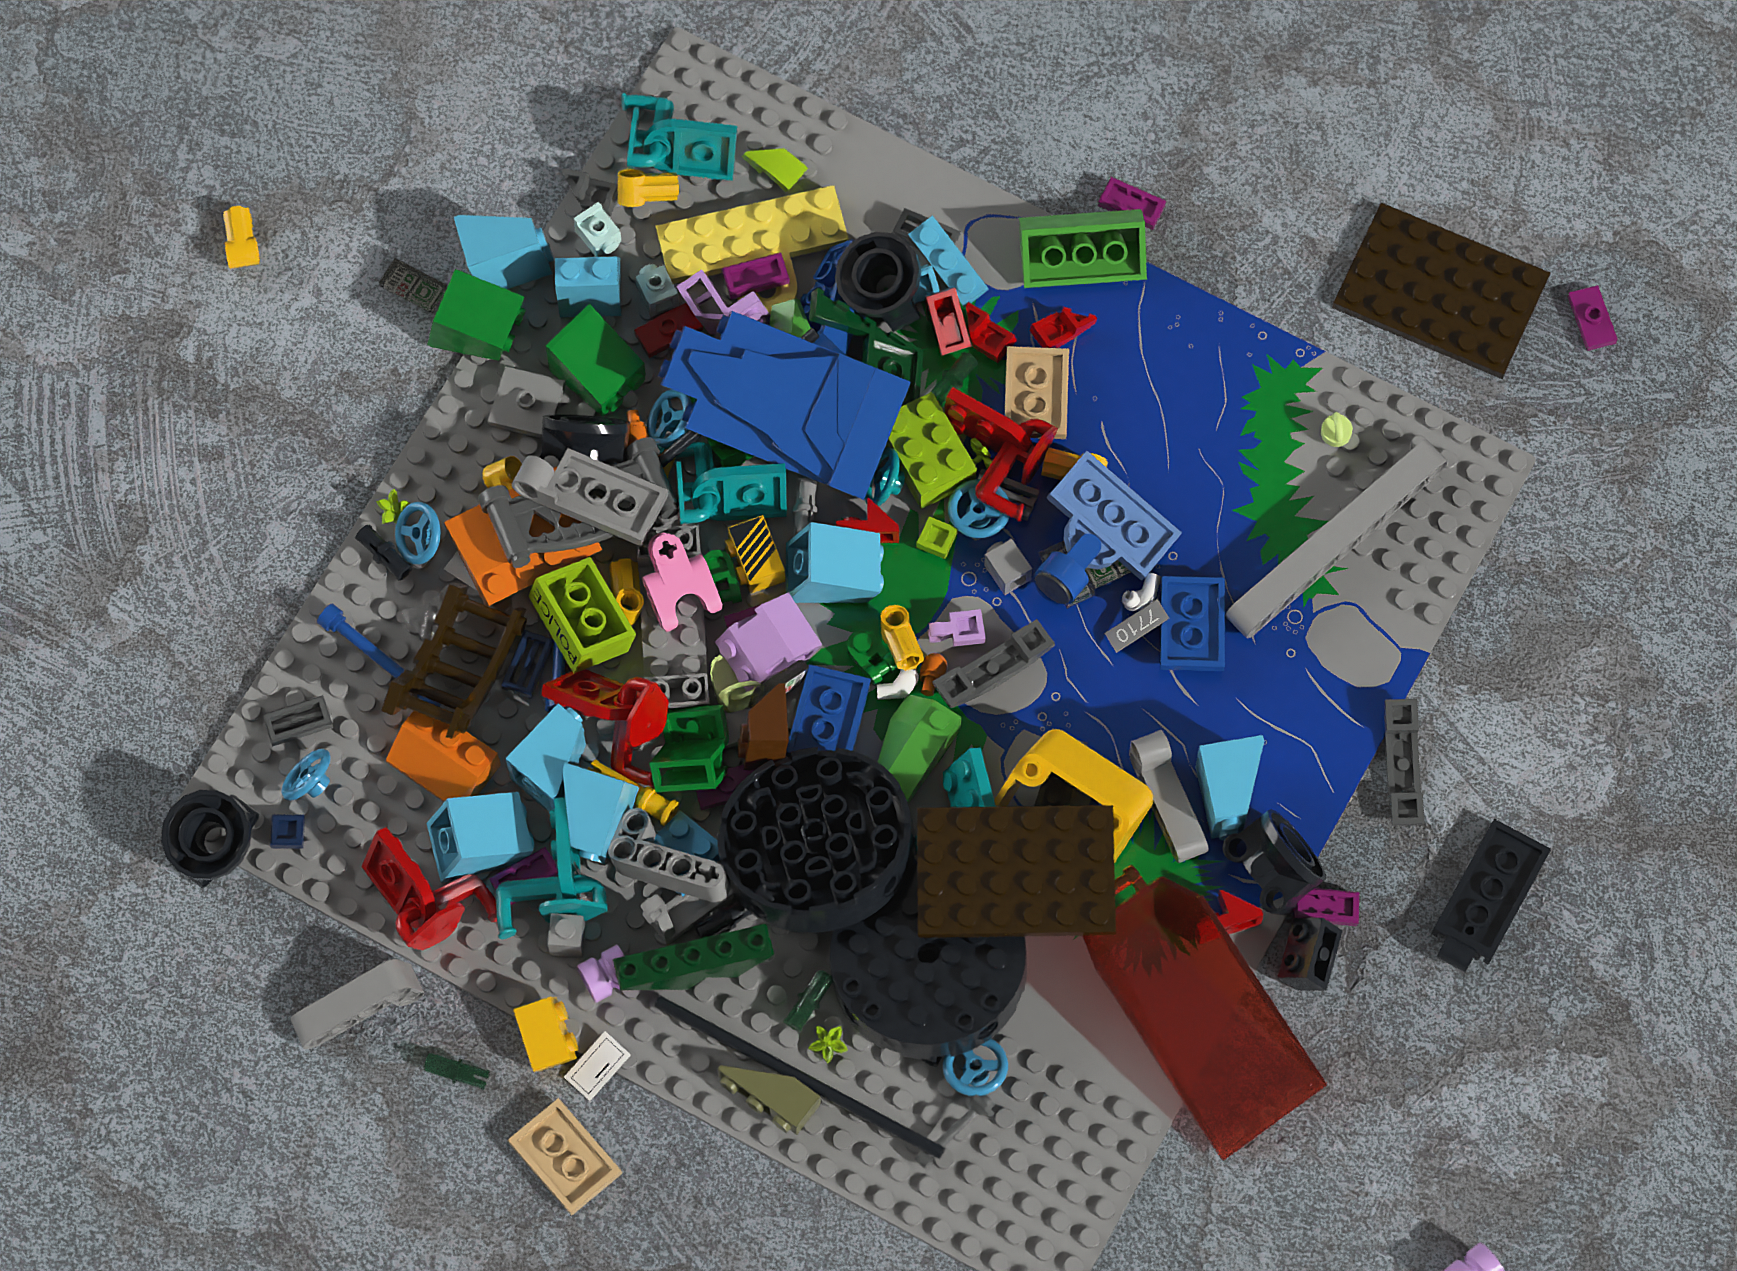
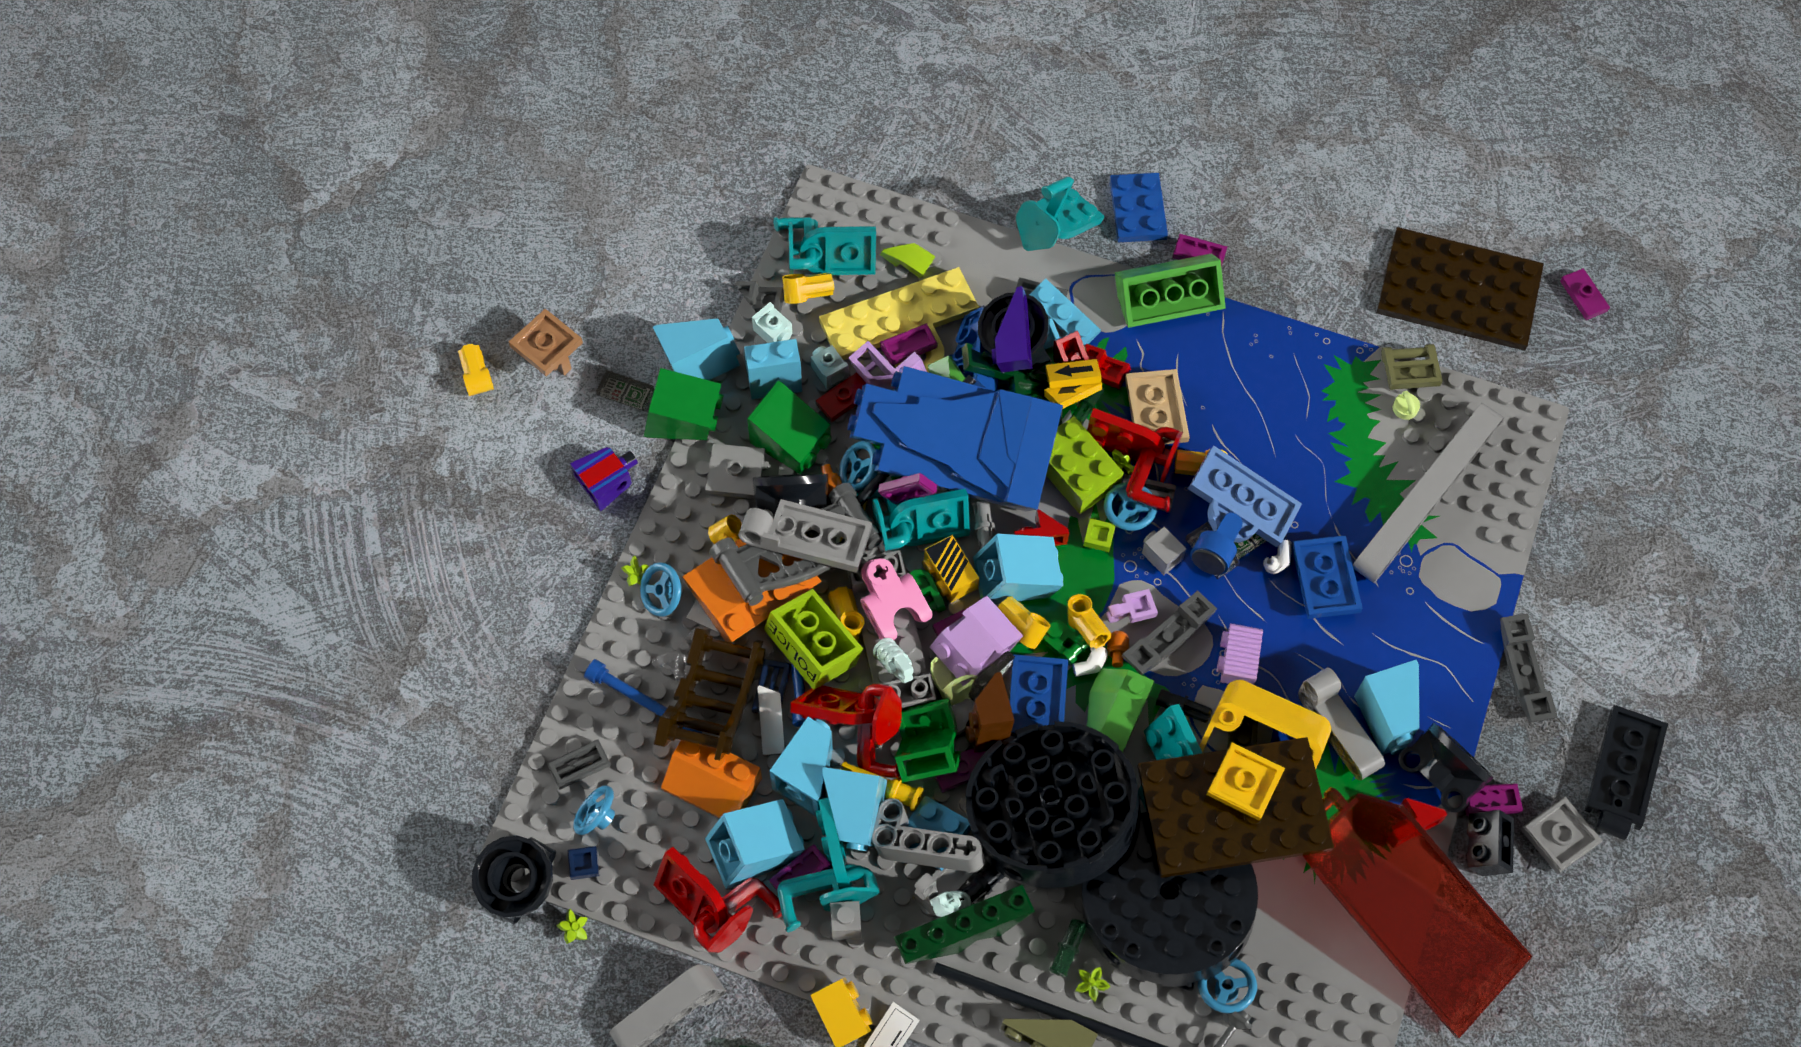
camera: 10 degrees left, 5 degrees down
(266, 900) = (573, 927): none -> lime plant
(327, 218) = (546, 343): none -> medium nougat bracket
(374, 386) = (604, 475): none -> torso
(384, 552) = (633, 610): black pin -> none
(520, 701) = (770, 721): none -> white sticker
(600, 974) = (883, 952): lavender wheel -> none
(668, 651) = (894, 659): none -> light aqua hinge
(682, 931) = (950, 902): none -> light aqua hinge
(717, 454) = (907, 488): none -> magenta plate
(832, 632) = (1029, 624): none -> yellow piece
(873, 288) = (1013, 337): none -> dark purple slope
(887, 479) = (1052, 492): teal piece -> none
(938, 358) = (1069, 395): none -> yellow tile
(941, 339) = (1073, 373): none -> yellow tile
(964, 136) = (1056, 216): none -> teal plate
(991, 749) = (1189, 708): none -> black axle
(1029, 844) = (1245, 781): none -> yellow plate
(1060, 328) = (1165, 354): red slope -> none
(1070, 135) = (1138, 207): none -> blue plate
(1071, 701) = (1241, 654): none -> lavender brick
(1136, 625) = (1280, 585): light grey sticker -> none
(1354, 391) = (1412, 373): none -> olive plate
(1396, 957) = (1561, 835): none -> light grey plate

